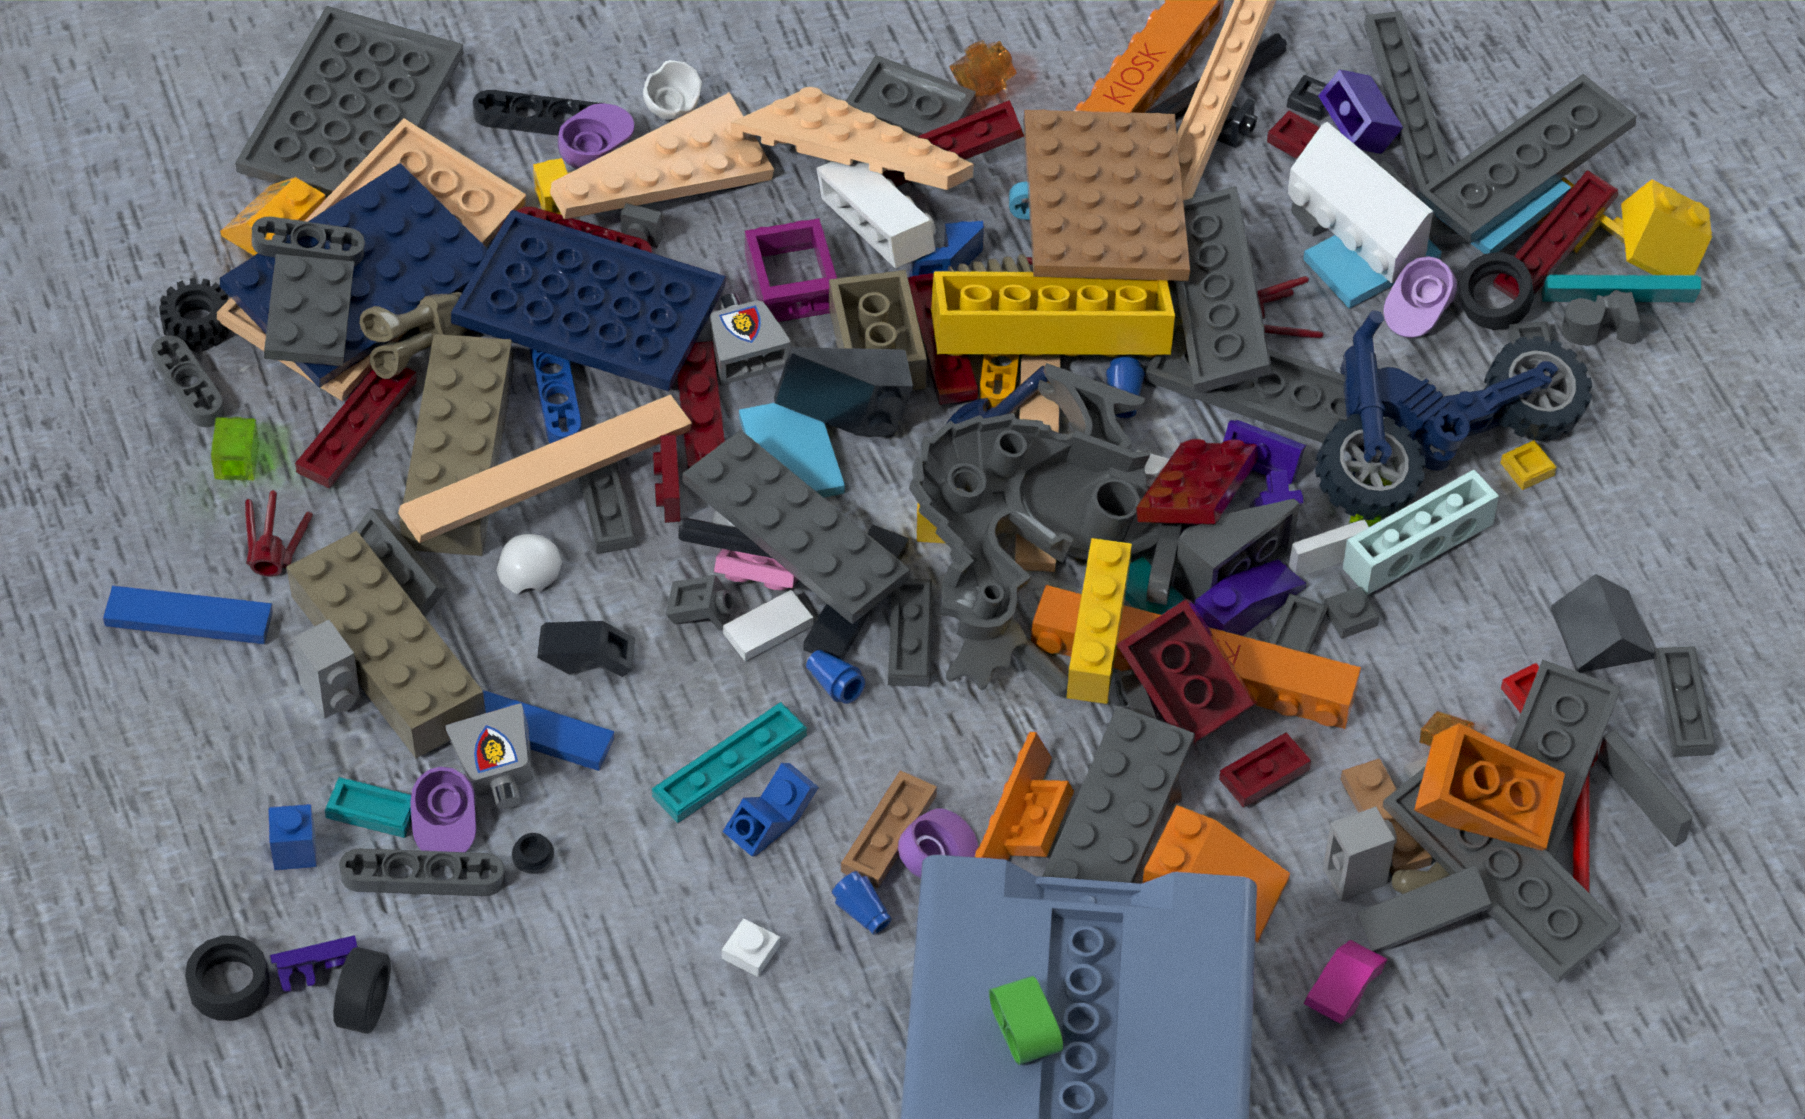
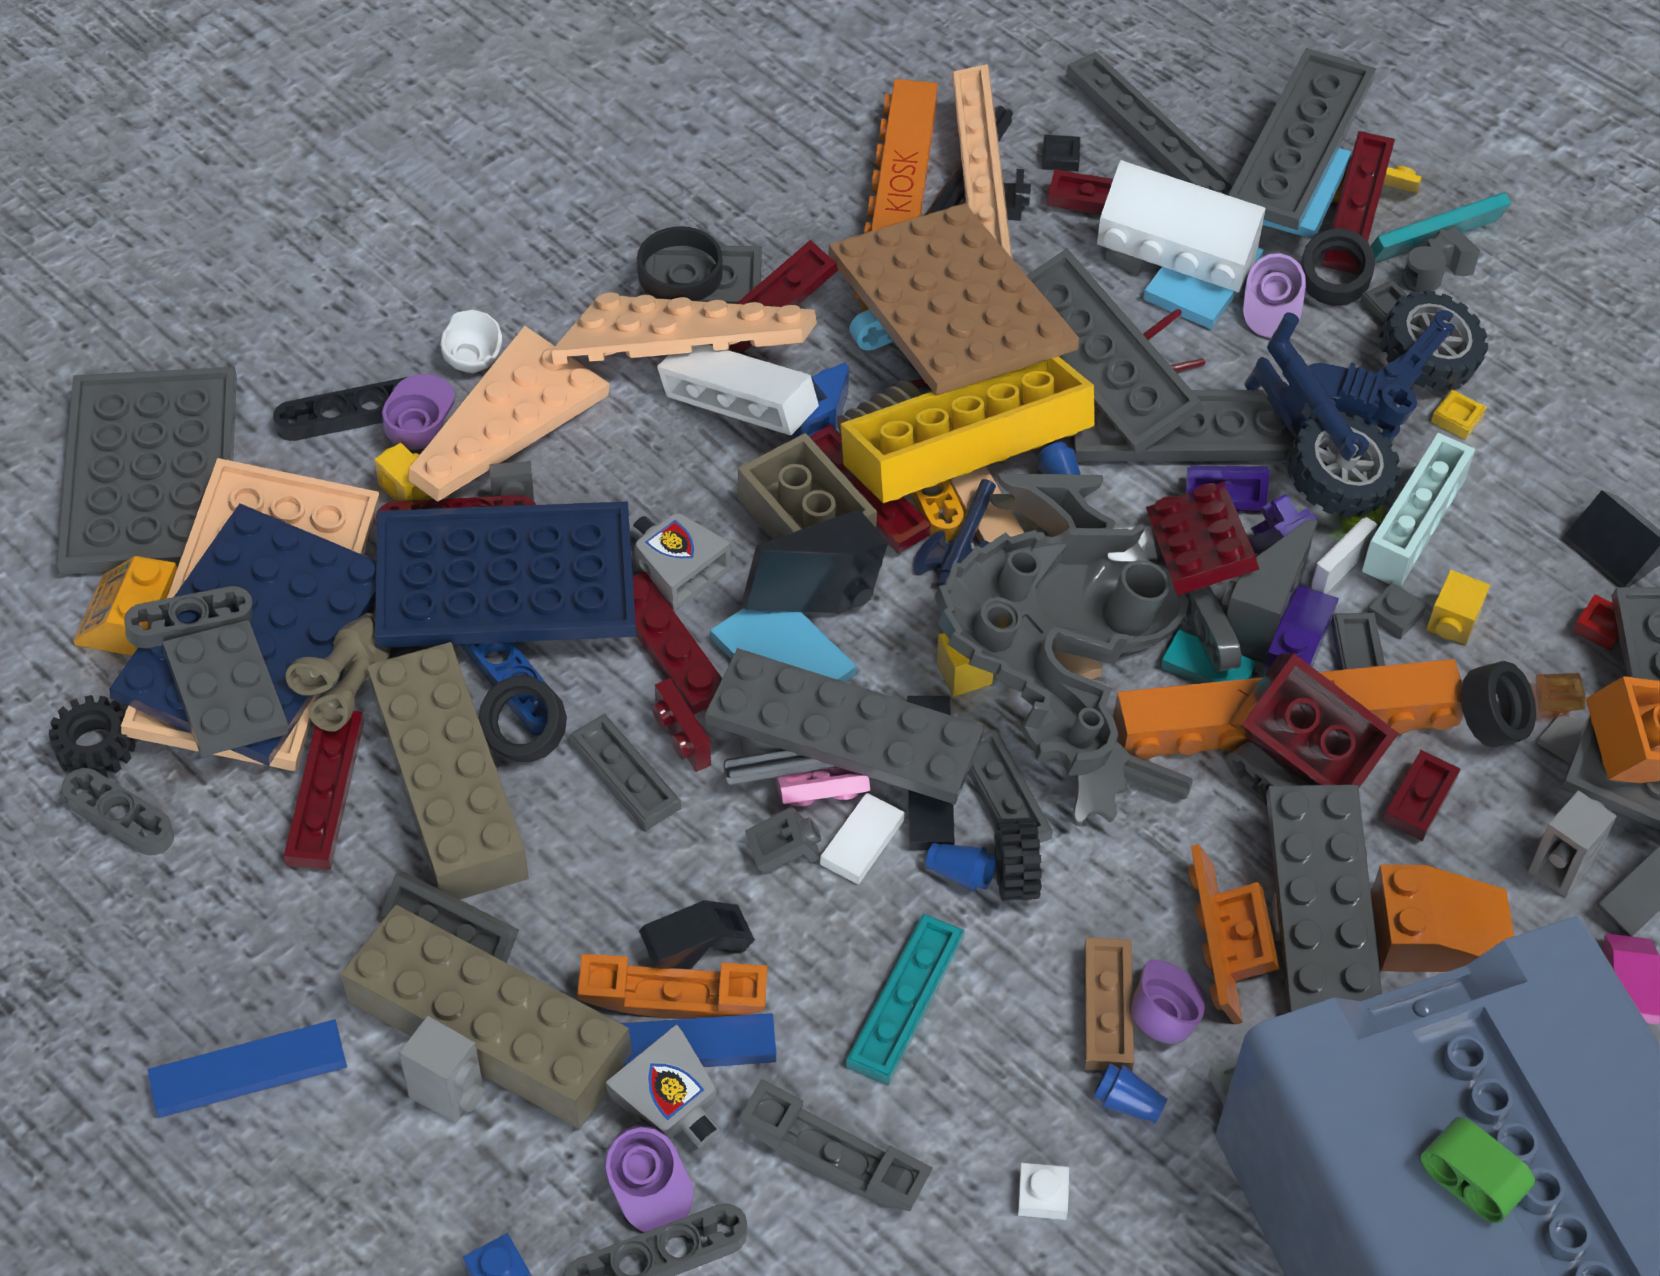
camera: 25 degrees left, 0 degrees up
(235, 448) = (209, 865): clear neon green brick -> none
(268, 554) = (304, 967): dark red plant -> none
(370, 807) = (561, 1204): teal tile -> none
(523, 403) = (500, 695): none -> black tyre
(528, 563) = (585, 869): white hair -> none
(533, 853) = (763, 1184): black plate -> none
(540, 683) = (671, 992): none -> orange slope
(543, 469) = (556, 767): light nougat tile -> none
(597, 848) = (831, 1152): none -> dark grey slope
(765, 818) = (980, 1033): blue slope -> none
(782, 239) = (702, 501): magenta window -> none
(877, 686) = (1018, 859): none -> black tyre
(896, 56) = (680, 237): none -> black tyre
(984, 68) = (757, 221): clear orange brick -> none
(1099, 621) = (1201, 708): yellow brick -> none
(1360, 111) = (1110, 141): dark purple brick -> none
(1368, 787) = (1535, 783): medium nougat plate -> none
(1401, 721) = (1481, 707): none -> black tyre
(1403, 629) = (1458, 607): none -> yellow brick
(1408, 880) = (1628, 850): dark tan arm -> none
(1665, 230) = (1449, 162): yellow slope -> none

